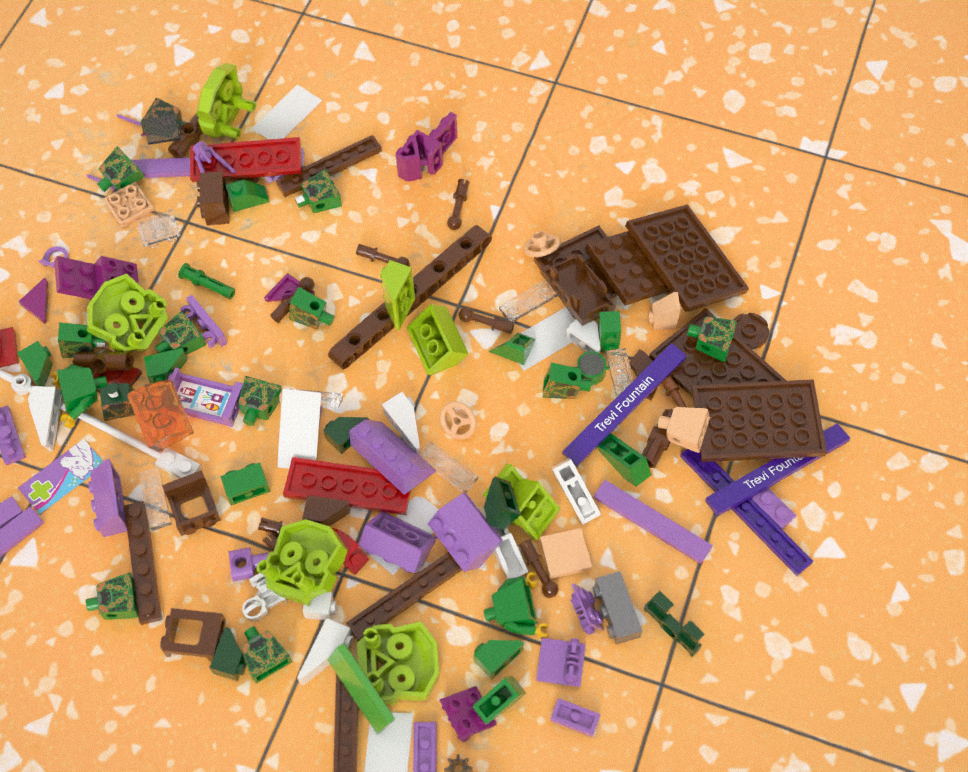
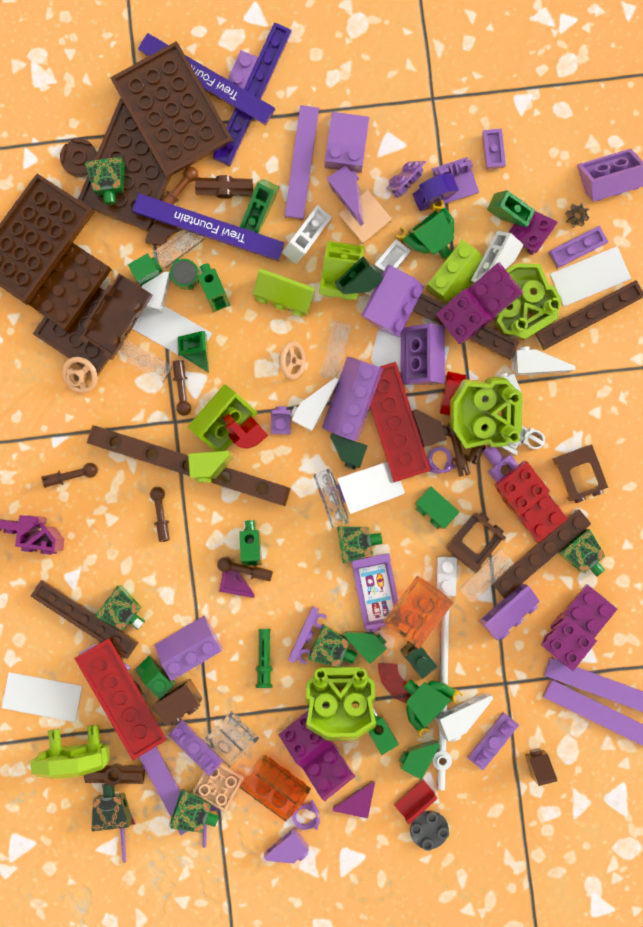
camera: 125 degrees left, 25 degrees up
(39, 230) = (288, 848): none -> medium lavender slope
(50, 553) = (576, 628): none -> magenta piece
(60, 476) = (503, 669): sticker -> none
(96, 242) = (275, 787): none -> clear orange slope
(104, 360) = (389, 698): reddish brown piece -> none
(161, 129) = (127, 800): clear smoke piece -> none
(168, 199) = (195, 748): none -> medium lavender plate
(201, 569) = (529, 501): none -> red piece
(204, 153) = (137, 740): medium lavender plant -> none
(228, 658) = (583, 434): dark green slope -> none
(254, 228) = (188, 648): none -> medium lavender slope
(263, 654) = (567, 409): torso -> none
(286, 502) = (449, 464): none -> medium lavender piece
(360, 688) = (563, 311): bright green tile -> none
(409, 387) = (280, 420): none -> medium lavender bracket
(411, 349) = (245, 435): none -> red brick
(414, 605) = (479, 303): none -> magenta piece
(455, 659) = (502, 249): none -> white slope
(459, 613) = (455, 273): none -> lime slope
(497, 655) = (476, 229): green slope -> none
(528, 440) = (283, 293): none -> lime slope
(549, 588) = (399, 218): reddish brown pin -> none
(557, 630) = (435, 189): none -> dark purple brick
(599, 544) = (346, 188): none -> medium lavender slope
(617, 608) = (391, 155): flat silver brick -> none
(653, 570) = (346, 141): none -> medium lavender slope
(665, 313) = (100, 232): light nougat slope -> none
(685, 635) = (381, 112): dark green piece -> none
(686, 426) = (212, 161): light nougat torso -> none

